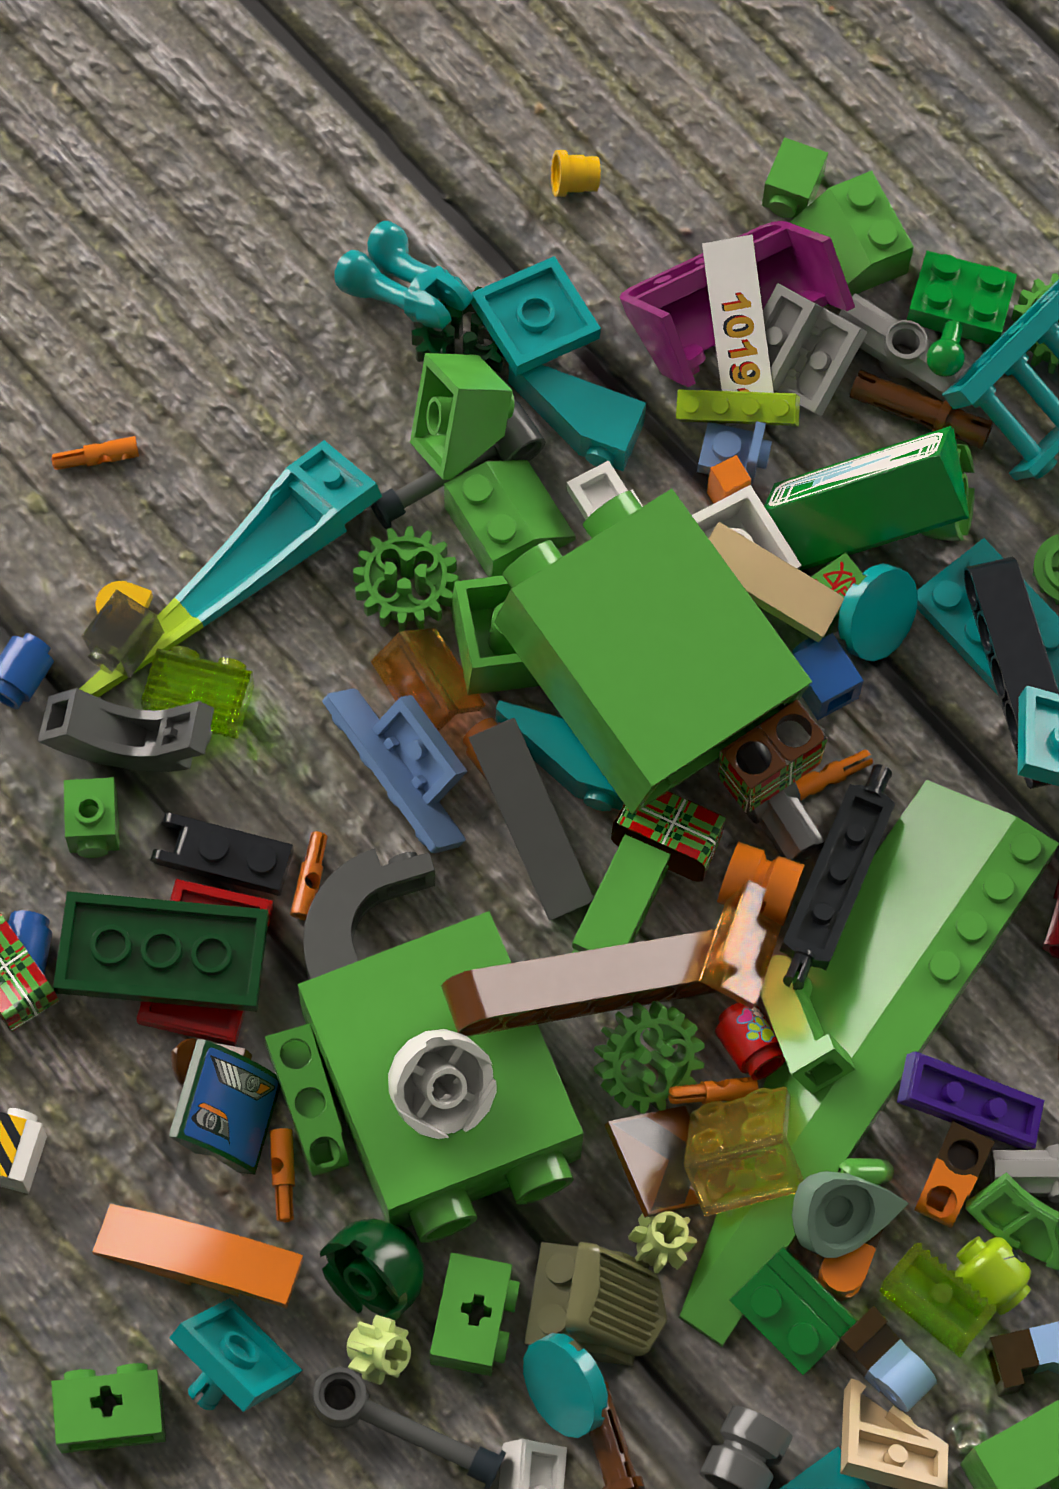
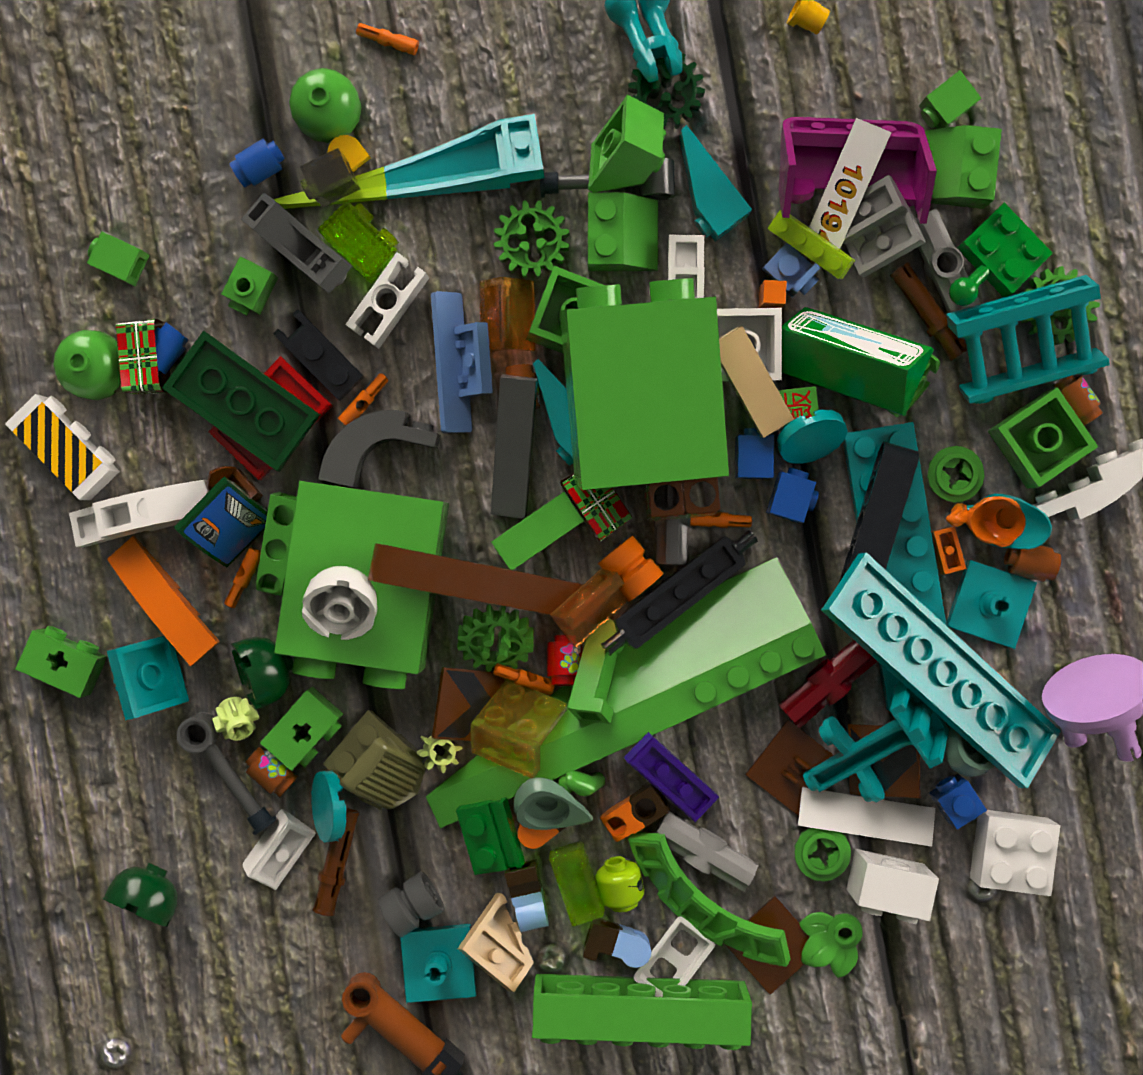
camera: 30 degrees right, 20 degrees up
(63, 564) = (324, 104): none -> bright green cylinder
(100, 1162) = (135, 512): none -> white slope
(267, 723) = (385, 285): none -> white piece
(463, 1392) = (270, 772): none -> dark orange brick
(535, 315) = (716, 107): teal tile -> none
(899, 696) = (792, 496): none -> blue brick

